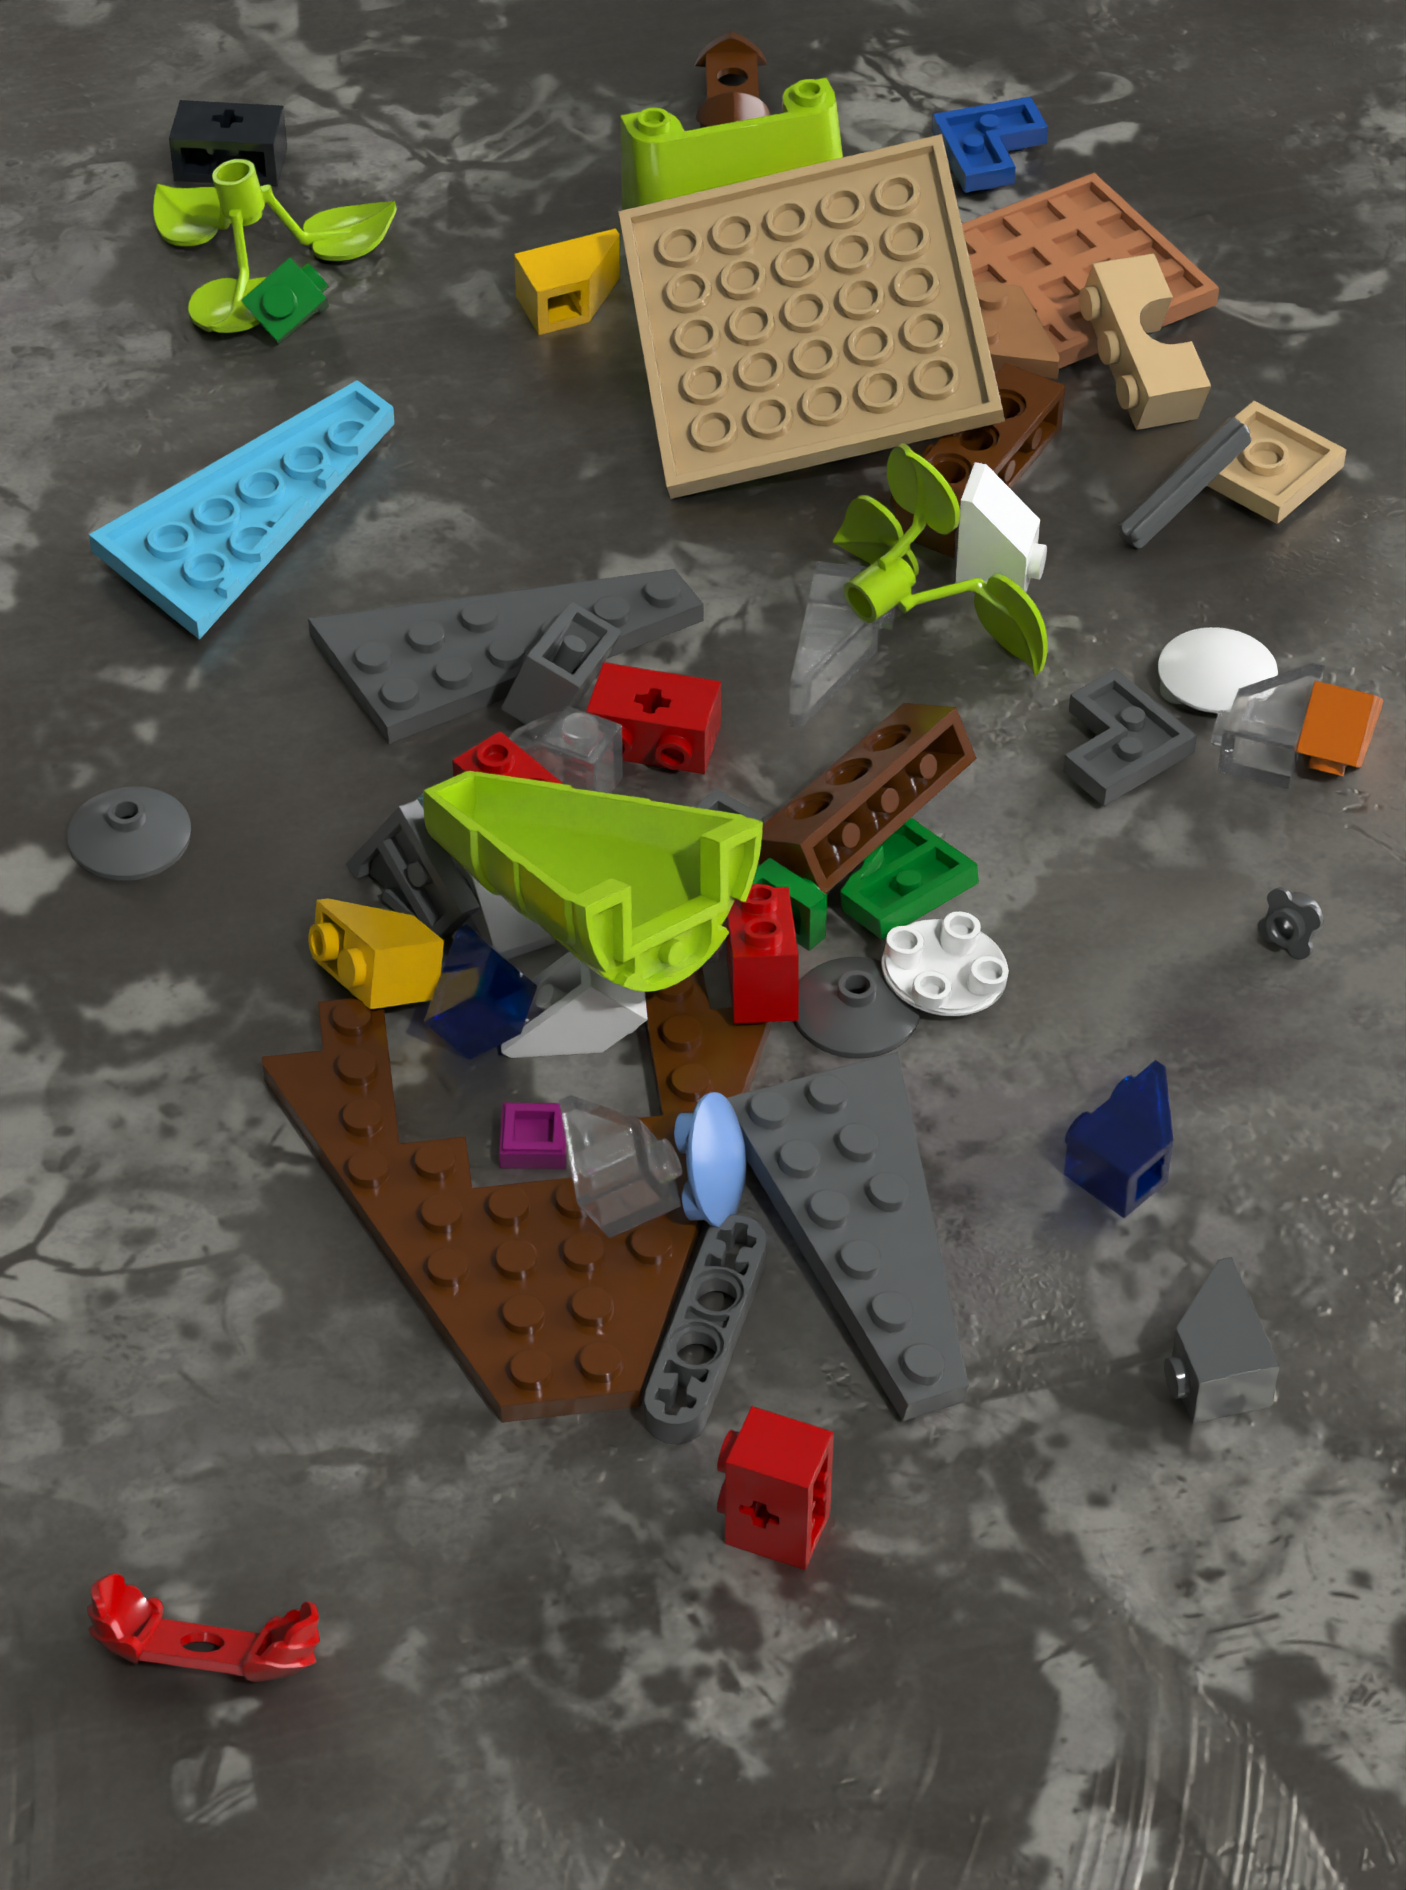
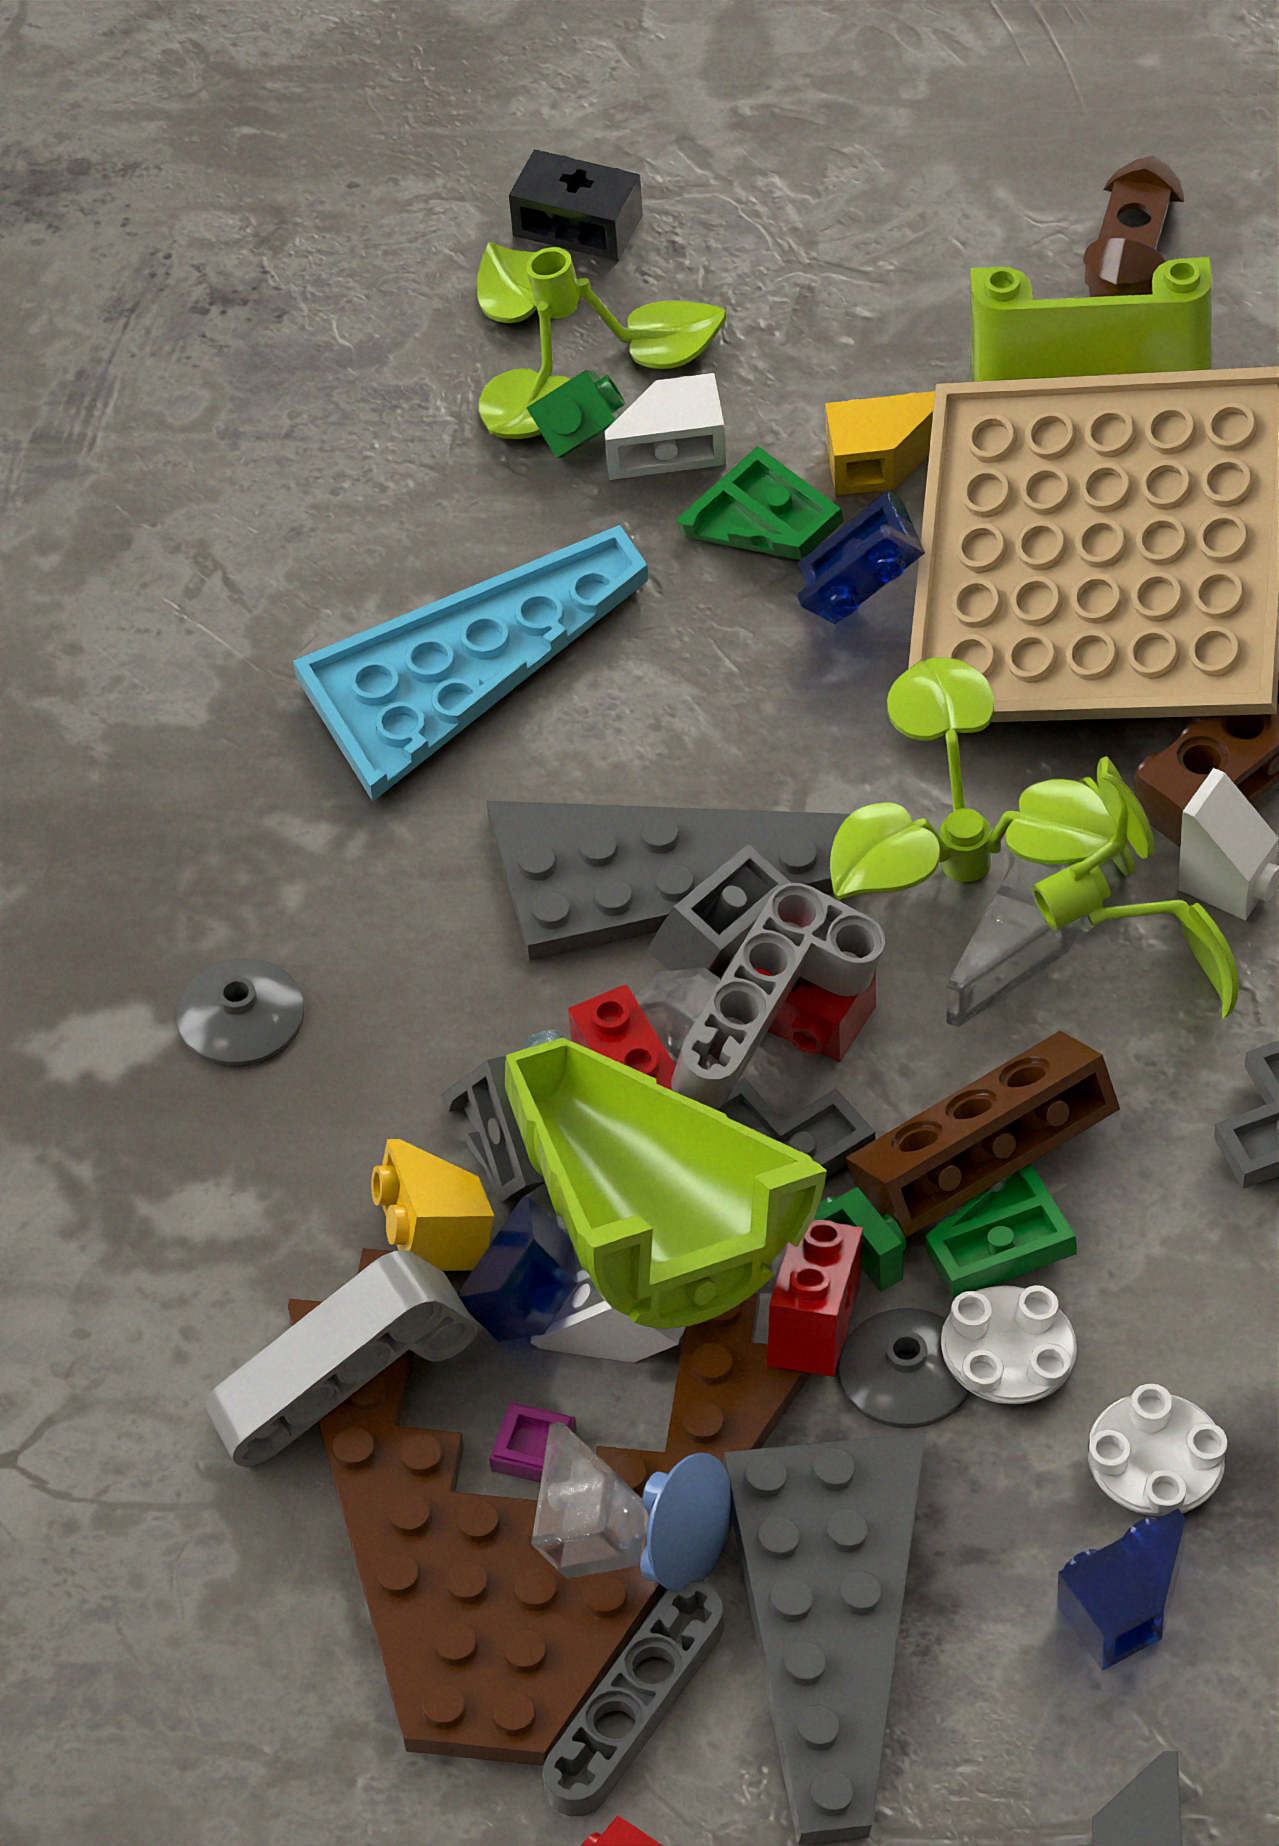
camera: 20 degrees right, 5 degrees up
(328, 1087) = (335, 1351): none -> light grey beam
(376, 301) = (668, 429): none -> white slope
(481, 351) = (762, 510): none -> green wing
(587, 369) = (859, 559): none -> clear blue bracket
(650, 660) = (755, 999): none -> light grey beam
(703, 579) = (887, 852): none -> lime plant
(1109, 1026) = (1156, 1452): none -> white dish

